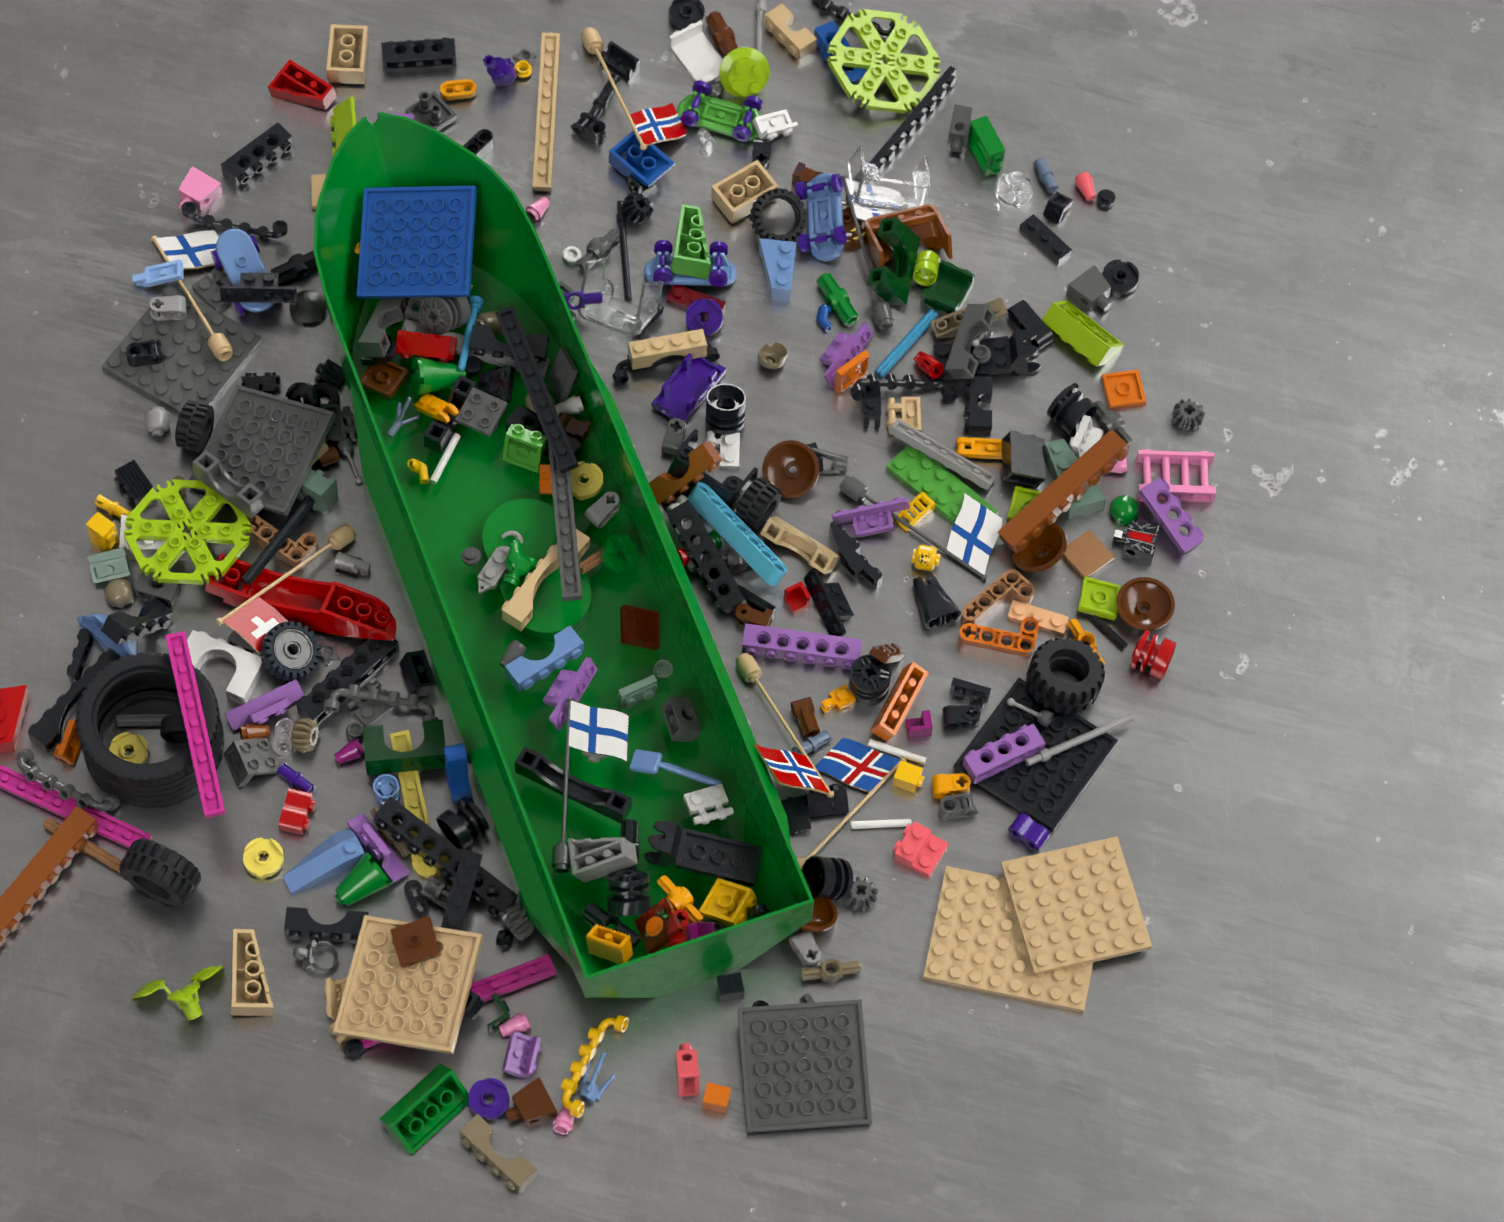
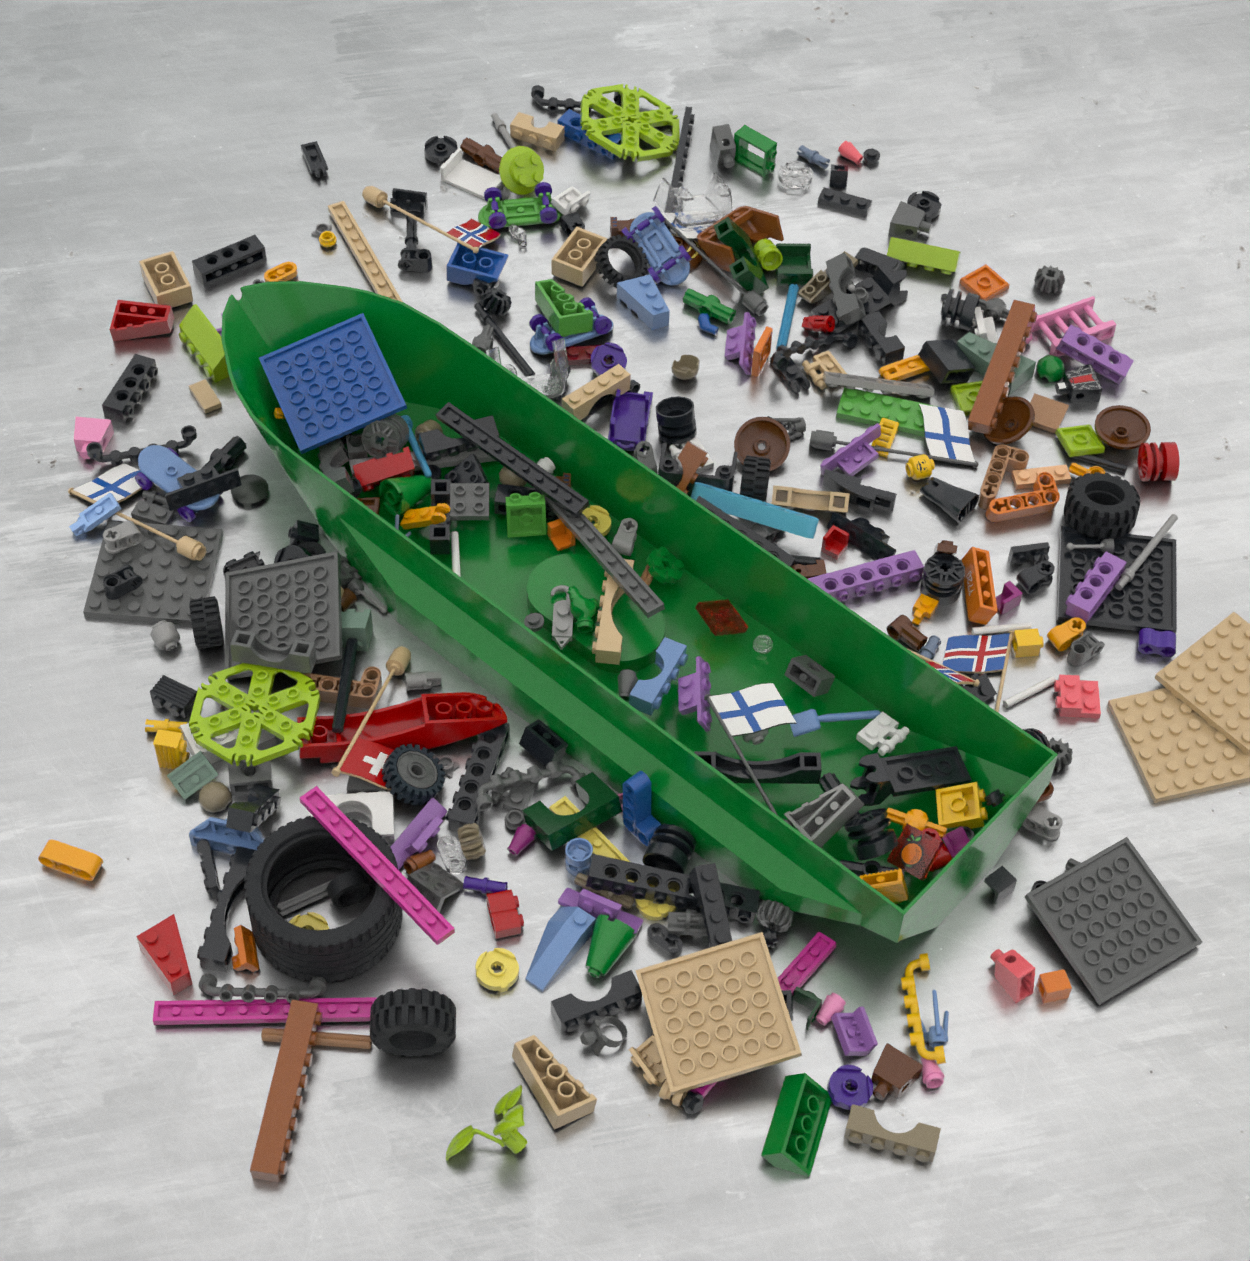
camera: 25 degrees left, 10 degrees down
(415, 942) = (703, 969): reddish brown plate -> none
(501, 70) = (311, 243): dark purple piece -> none
(562, 374) = (523, 439): dark grey plate -> none
(638, 691) = (760, 666): sand green plate -> none
(820, 971) = (1069, 835): dark tan axle -> none

